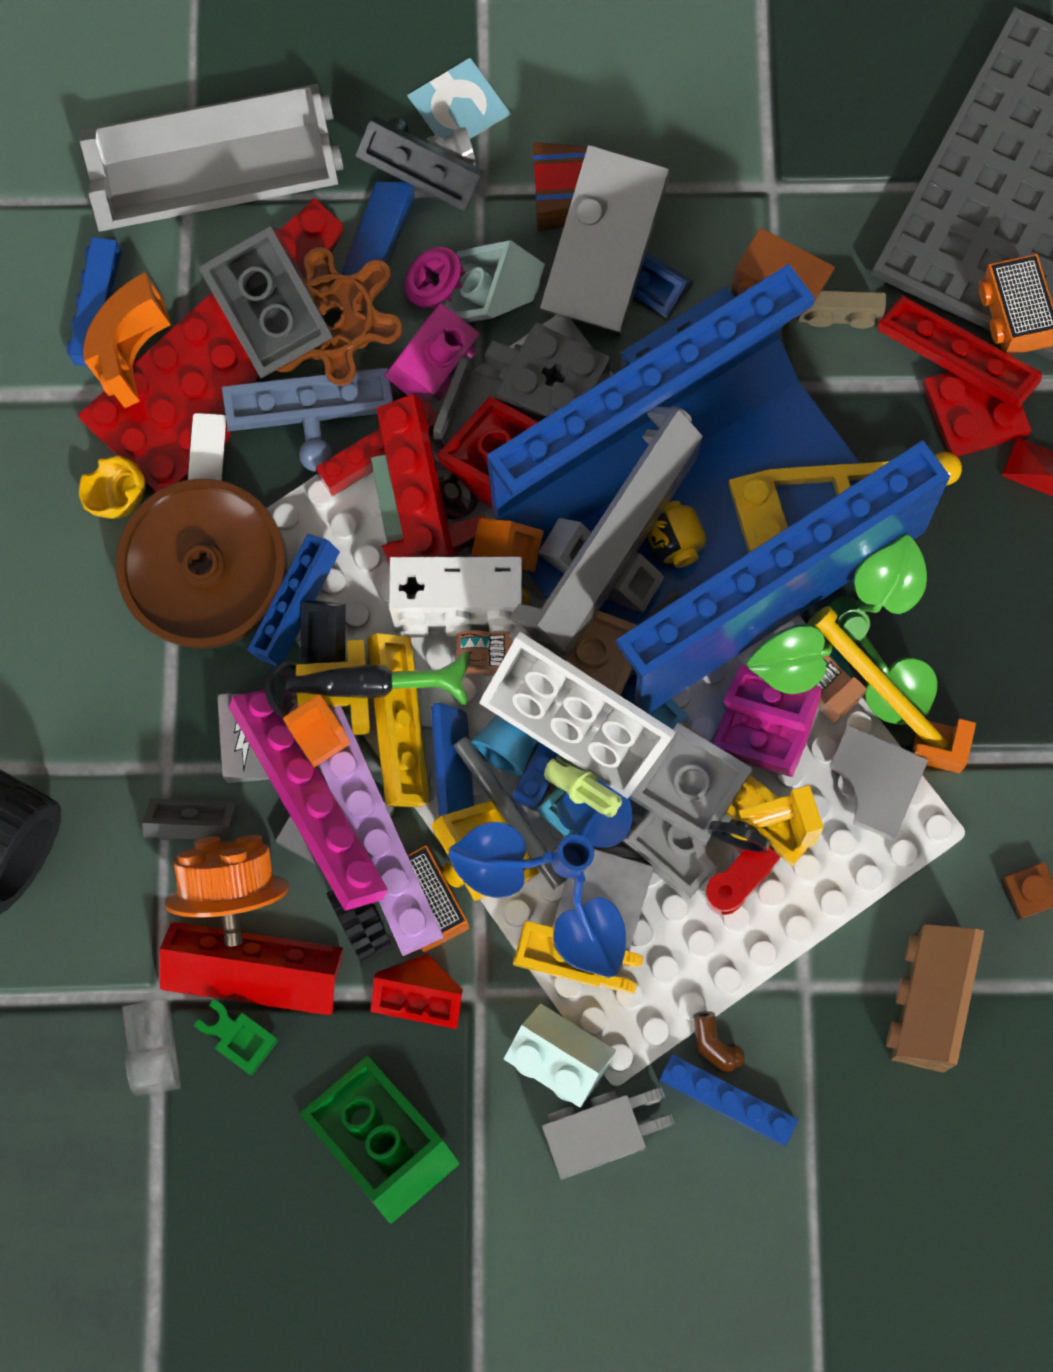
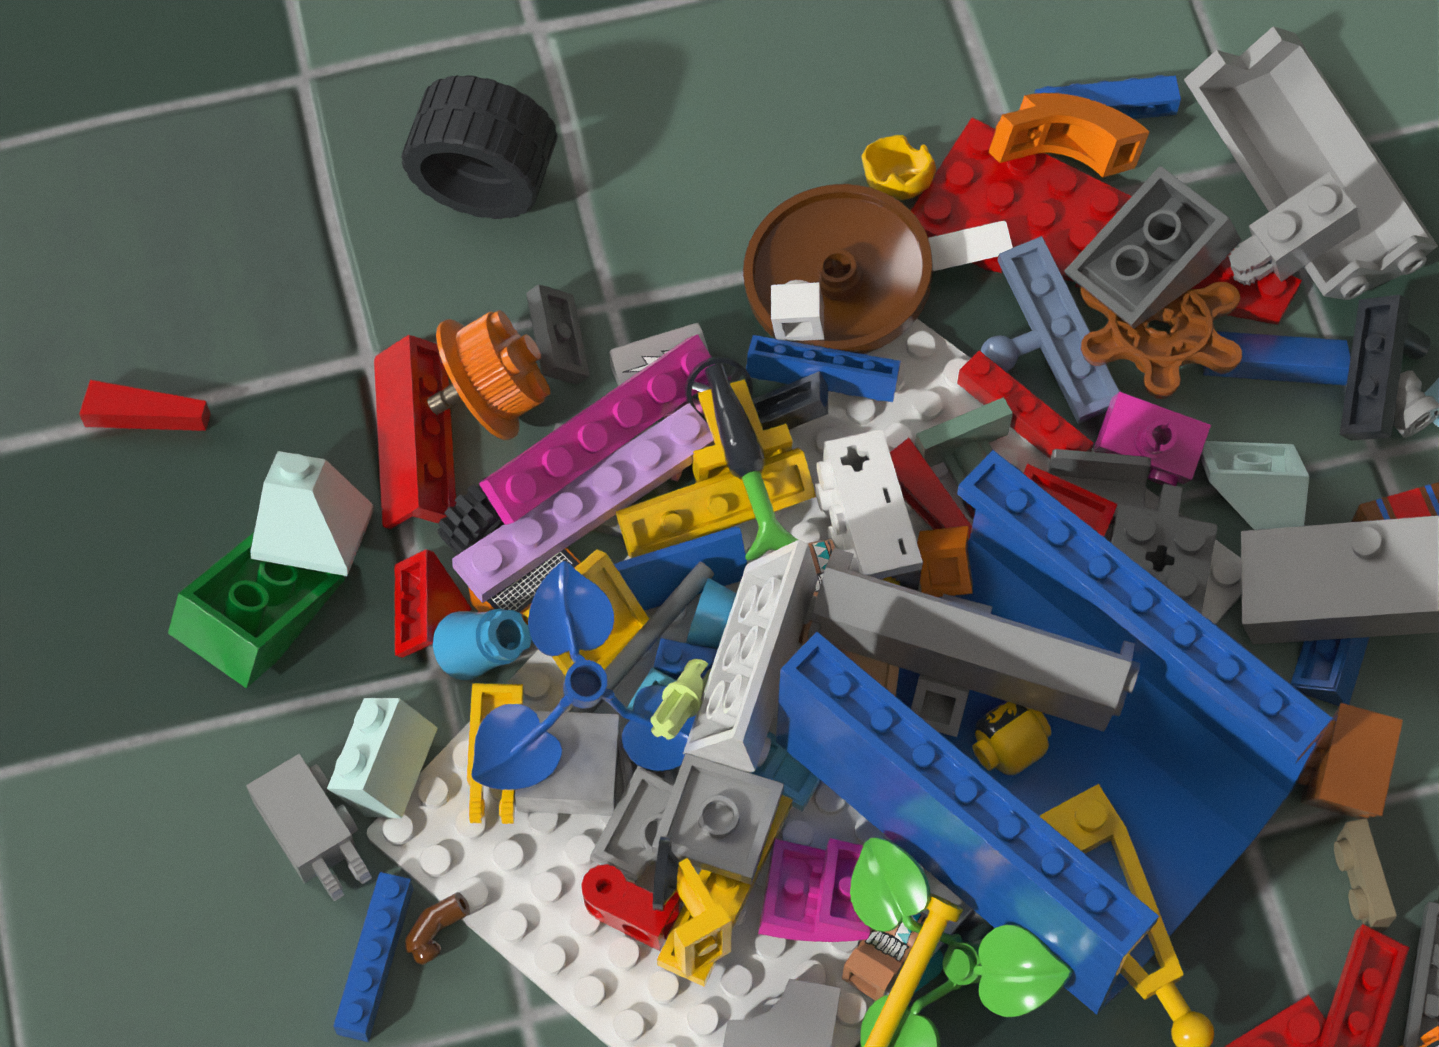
camera: 70 degrees right, 10 degrees down
(151, 1048) = (305, 362): clear plate -> none
(151, 1221) = (135, 408): none -> red piece
(240, 603) = (797, 311): none -> white plate
(241, 1041) = (339, 439): green plate -> none
(283, 182) = (1296, 232): none -> light grey hinge
(315, 1074) = (309, 516): none -> light aqua slope
(316, 730) = (675, 413): orange panel -> none
(414, 478) = (1009, 434): red plate -> none
(419, 281) = (1234, 421): dark pink gear -> none
(474, 951) = (475, 642): none -> dark azure plant

